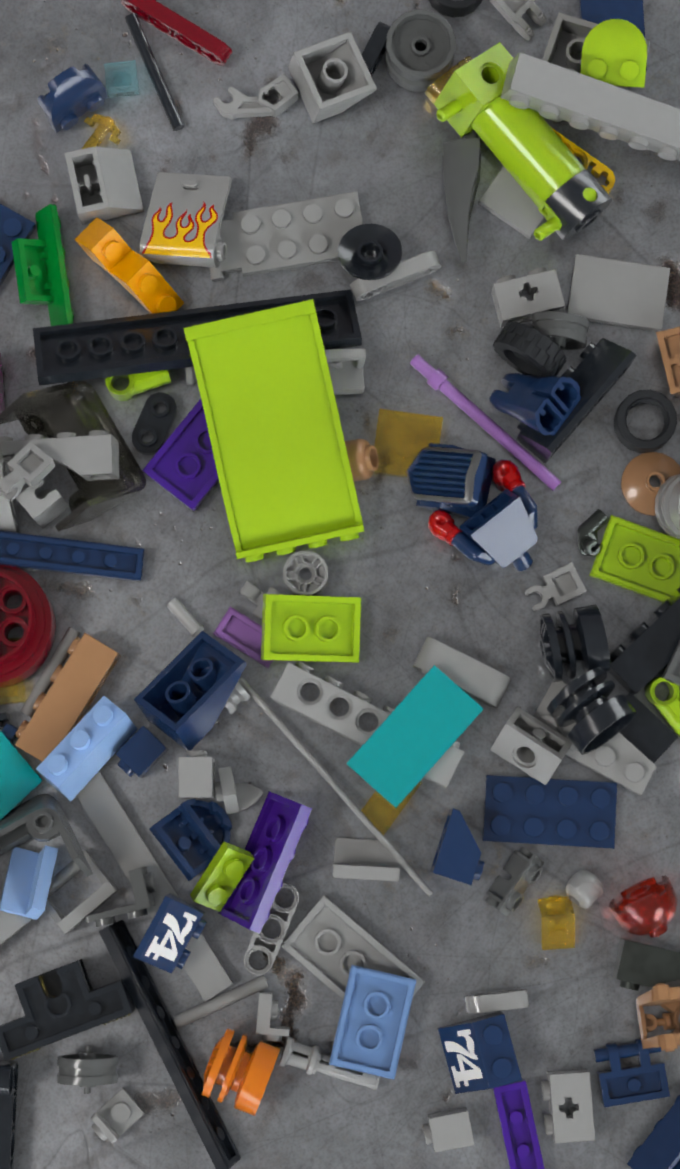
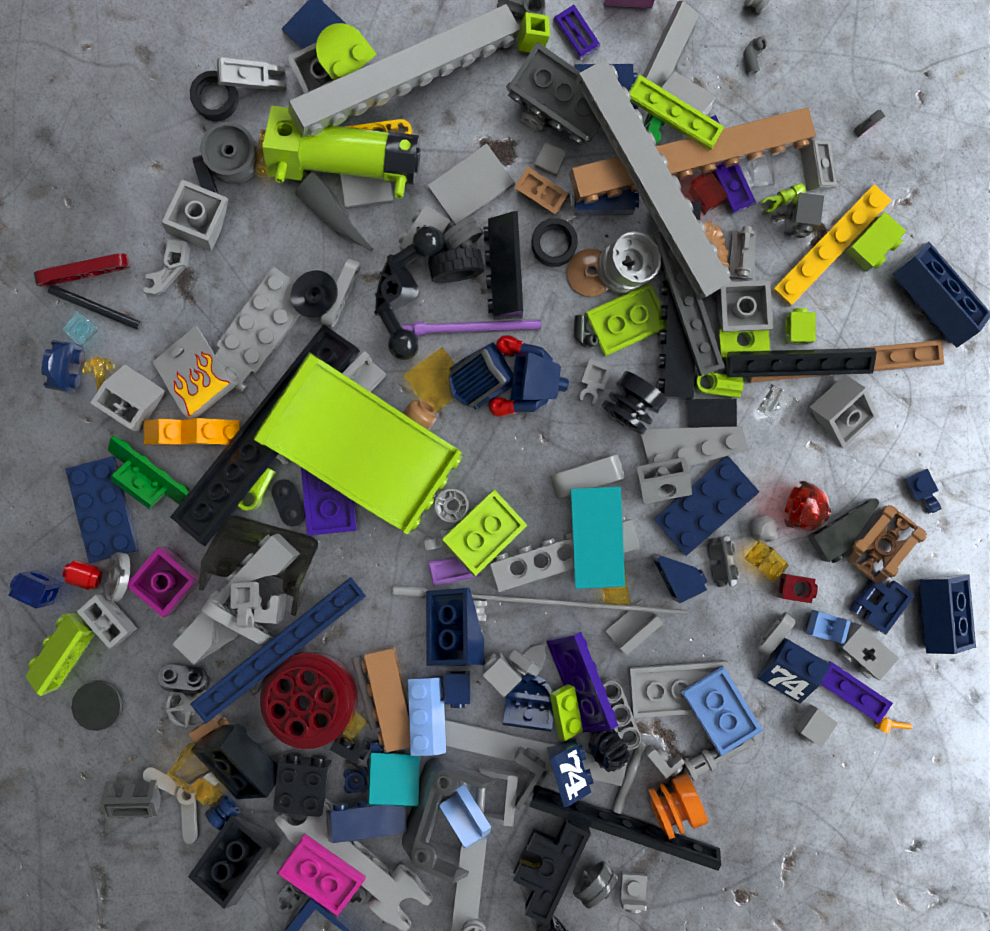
camera: 45 degrees left, 5 degrees up
(227, 950) = (608, 750): none -> black gear
(455, 323) = (399, 288): none -> black piece
(537, 401) = (486, 289): dark blue piece -> none
(547, 970) = (787, 584): none -> dark red brick
(554, 1043) = (828, 627): none -> medium blue bracket
(587, 705) = (680, 431): black wheel -> none

